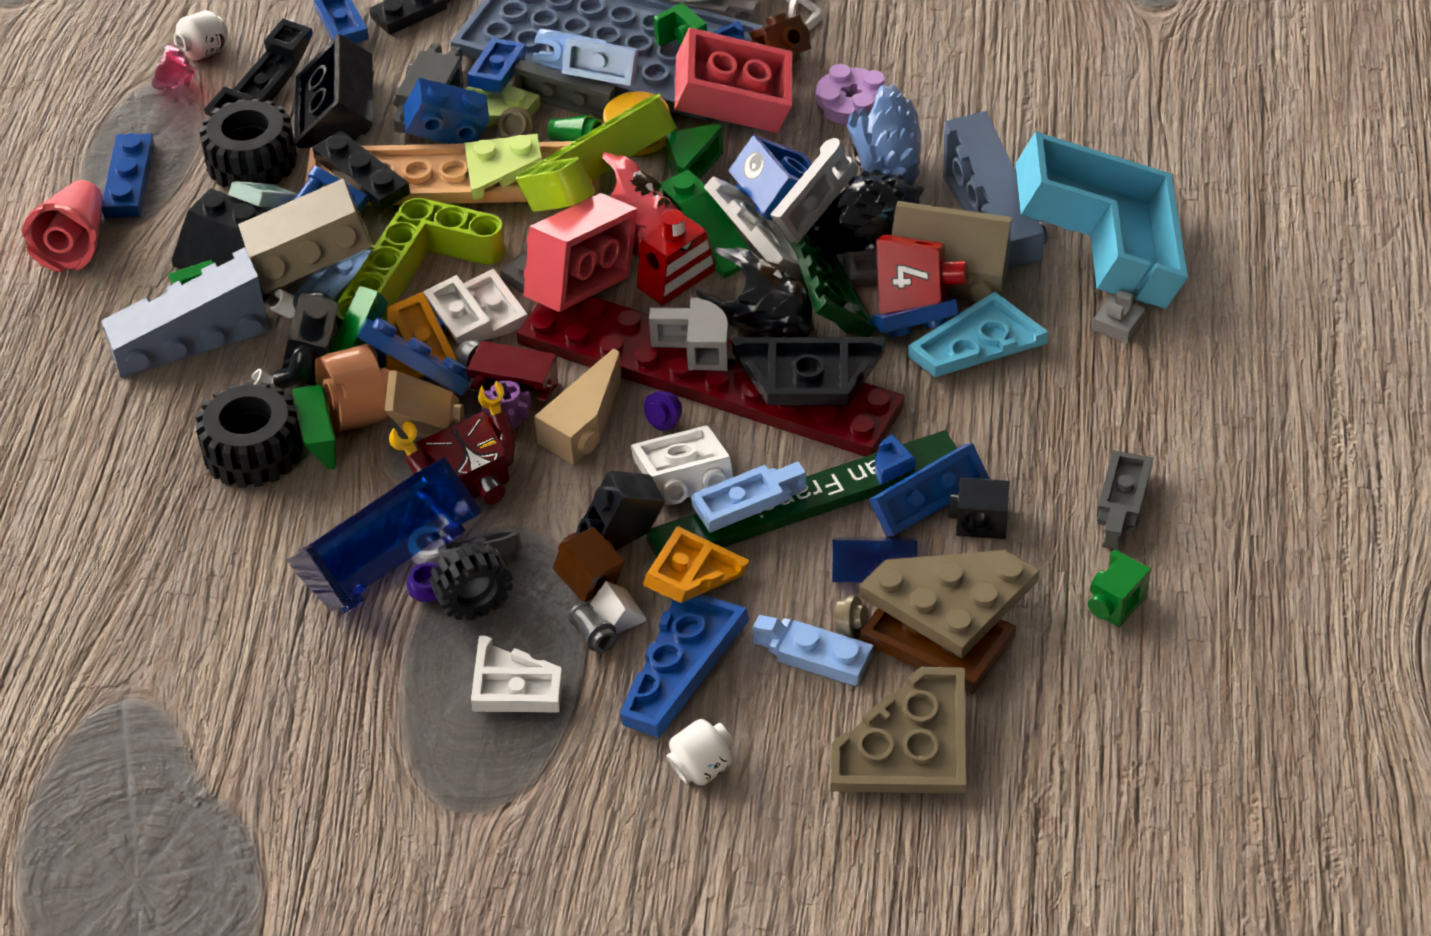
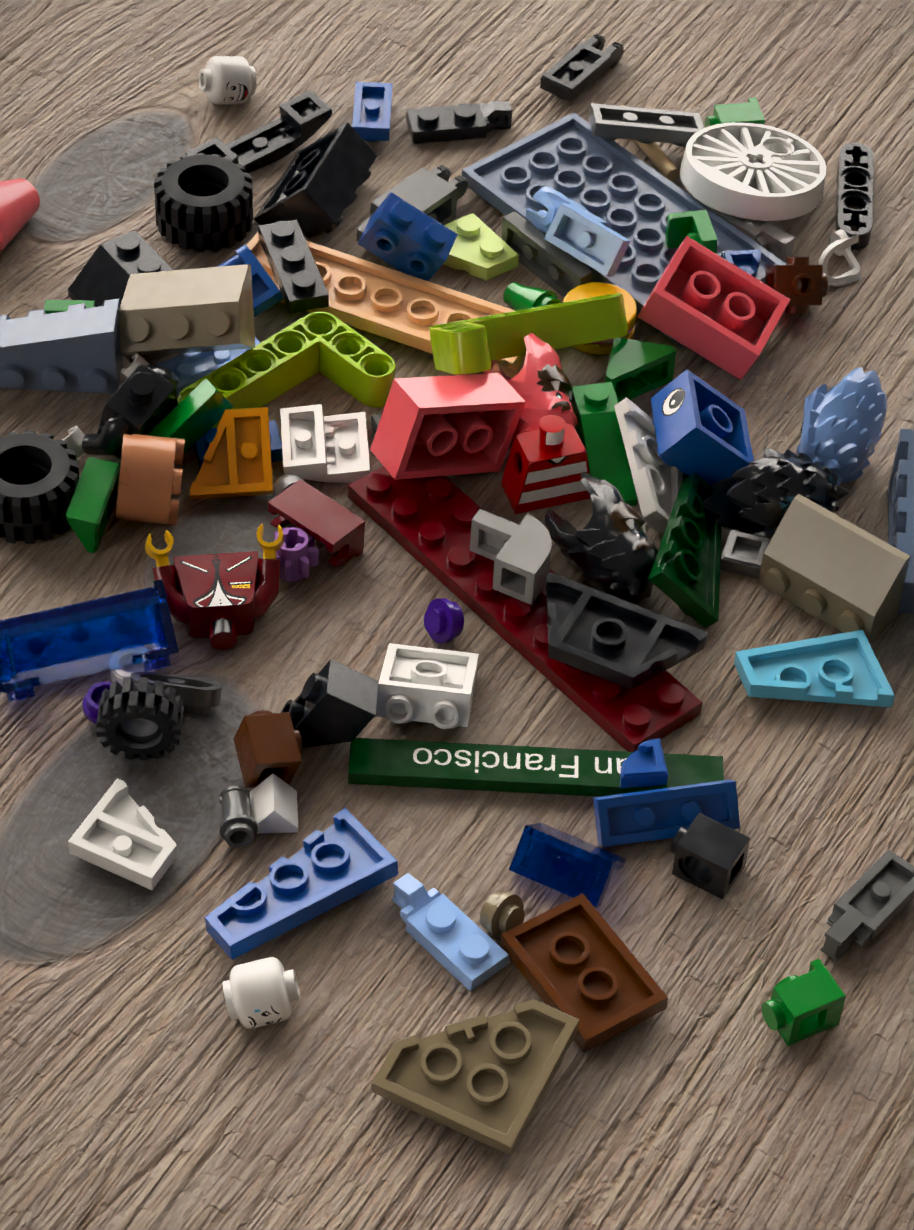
camera: 20 degrees right, 0 degrees up
(127, 175) = (79, 192): blue plate -> none
(172, 69) = (180, 103): clear pink brick -> none
(260, 194) = (181, 254): light aqua plate -> none
(414, 354) = (222, 467): blue plate -> none
(421, 403) = (192, 519): tan slope -> none
(496, 65) = (487, 208): blue plate -> none
(500, 161) = (432, 303): yellowish green wing -> none
(515, 122) = (476, 275): dark tan plate -> none
(578, 416) = (362, 590): tan slope -> none
(692, 567) = (368, 794): light orange wing -> none
(747, 494) = (471, 742): light blue hinge -> none
(814, 191) = (720, 451): light grey plate -> none
(844, 81) = (832, 352): lavender plate -> none
(899, 322) = (782, 626): blue plate -> none
(914, 273) = (780, 576): red torso -> none
(951, 595) = (617, 936): dark tan plate -> none

